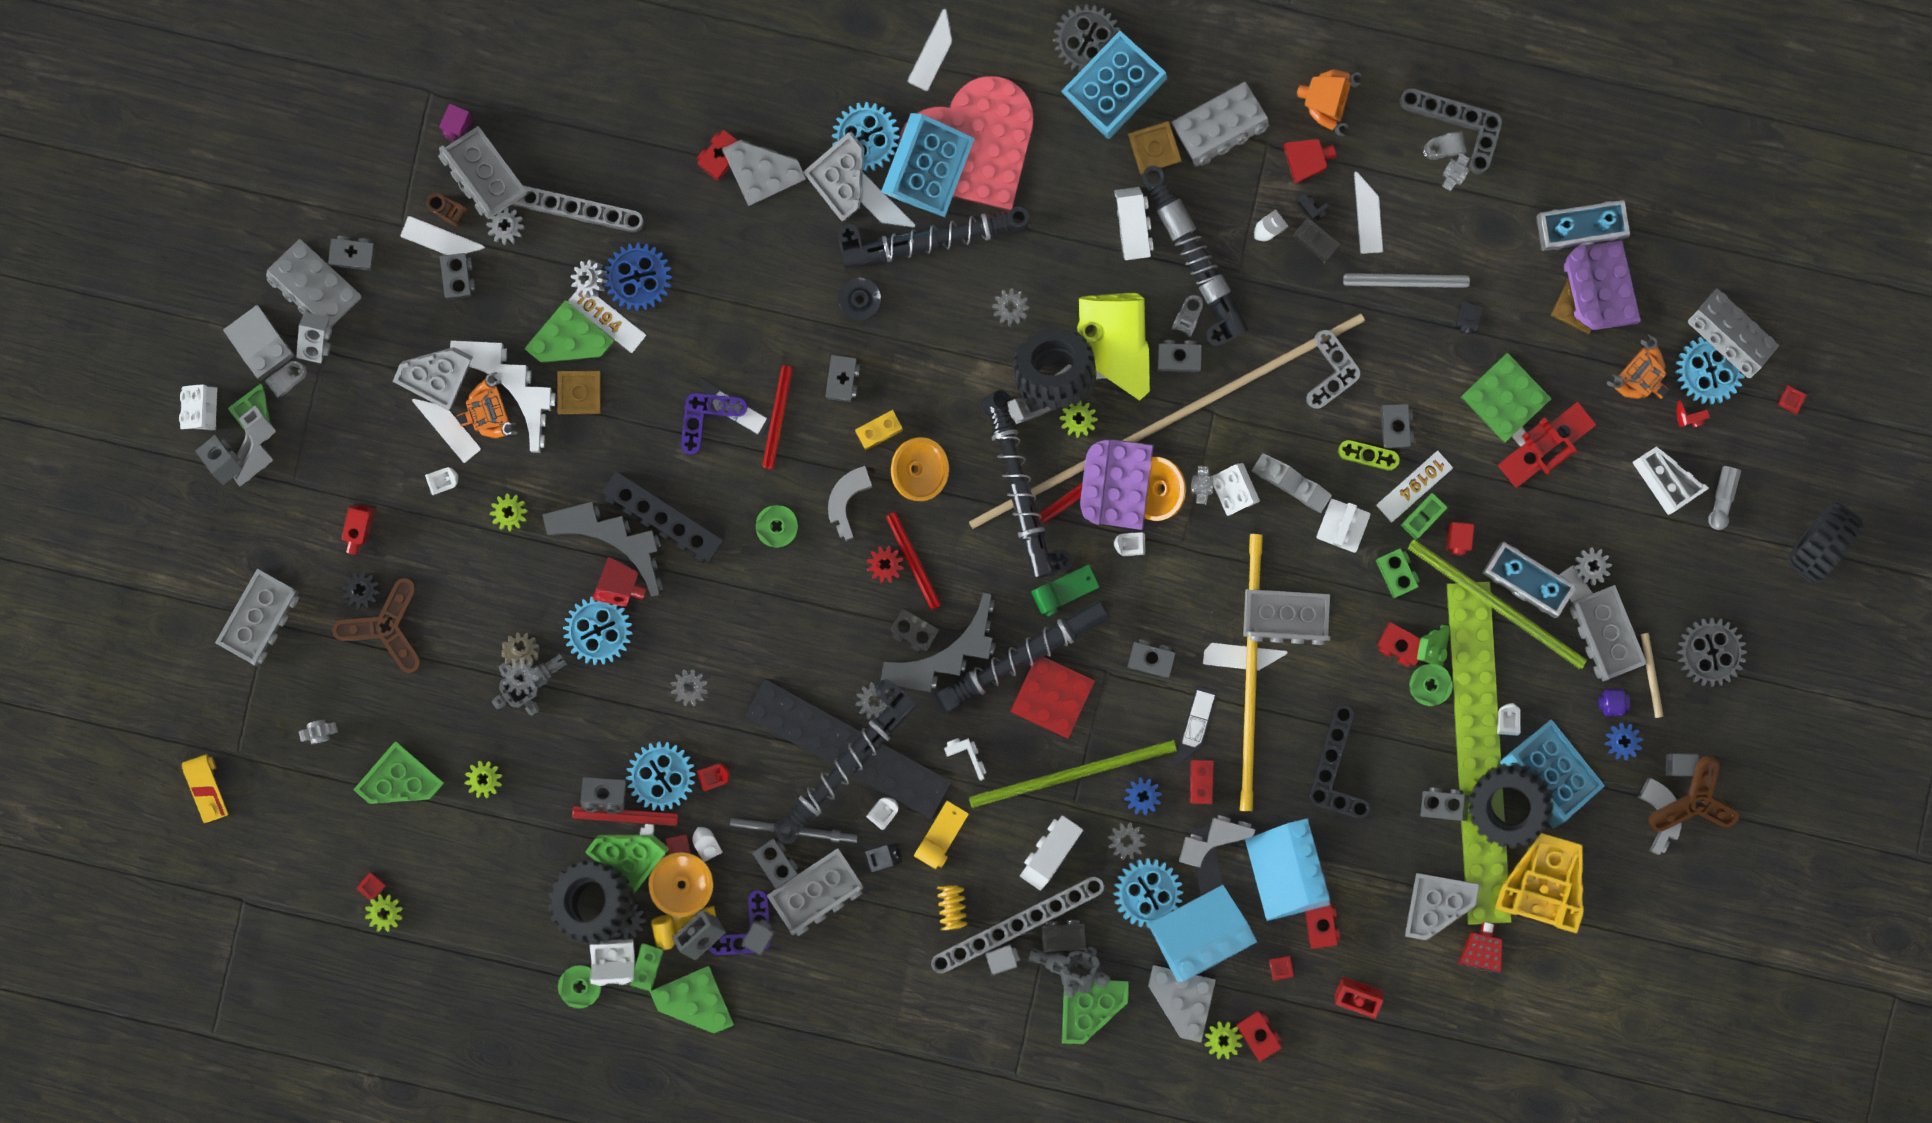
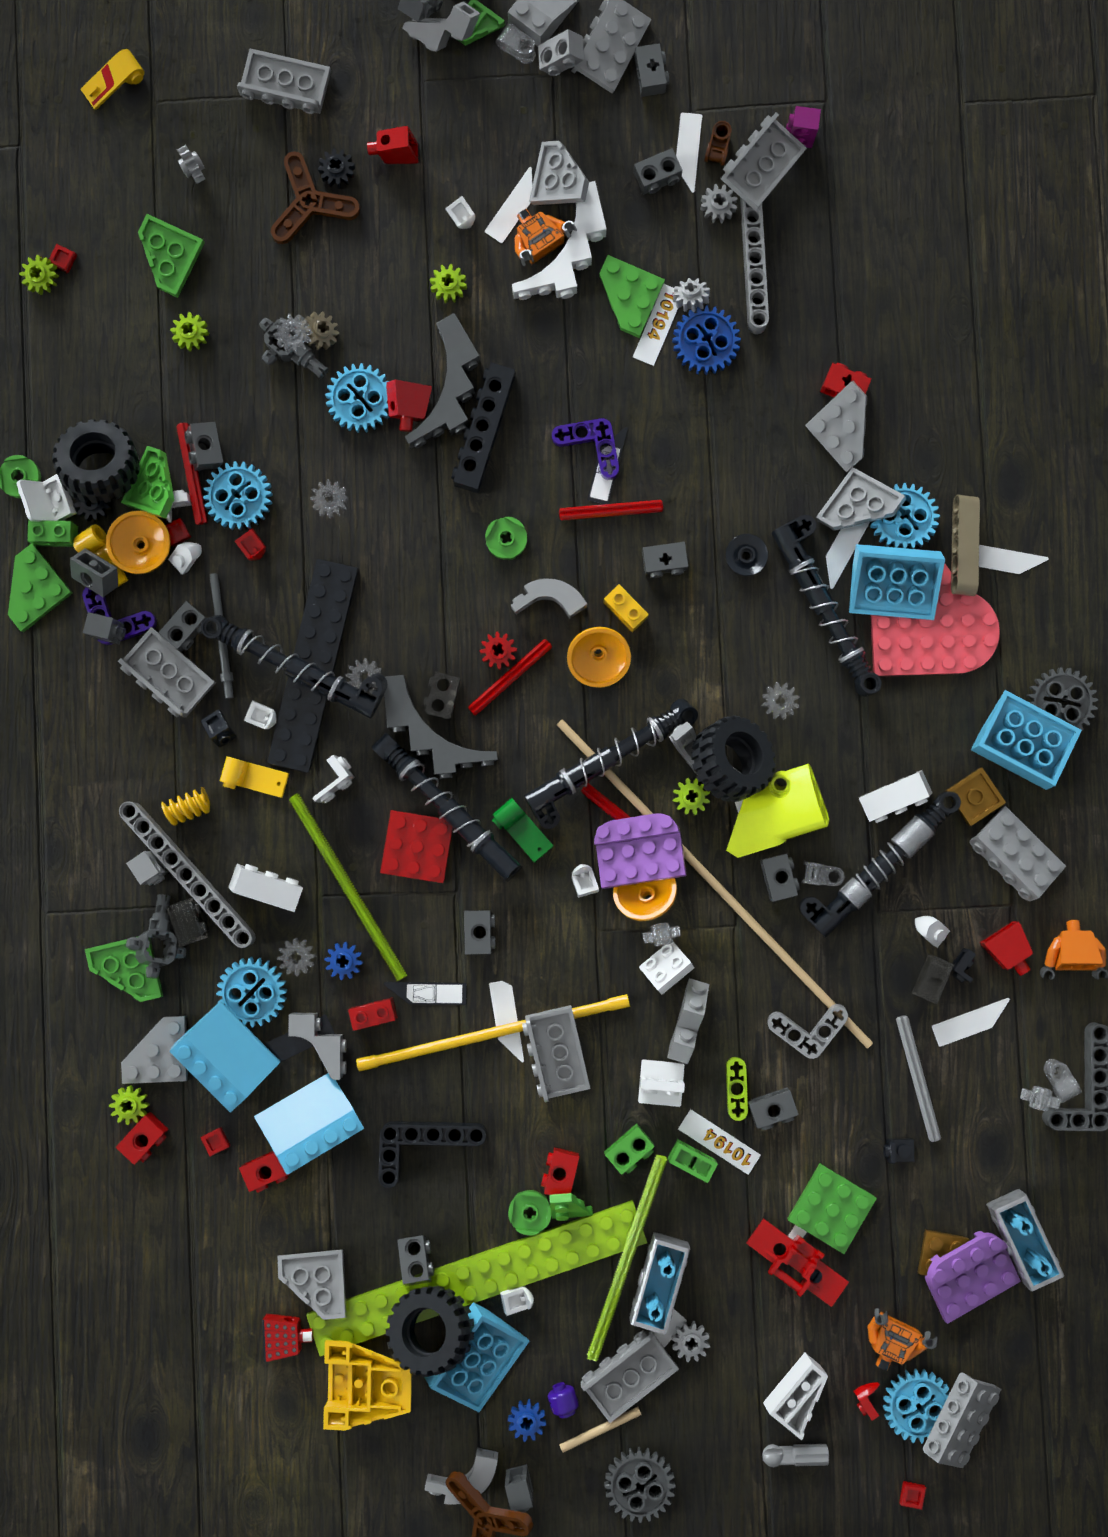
camera: 80 degrees right, 0 degrees up
(579, 392) = (580, 317): pearl gold plate -> none
(910, 87) = (965, 545): none -> dark tan beam
(1358, 997) = (204, 1227): red brick -> none
(1459, 538) = (680, 1202): red brick -> none

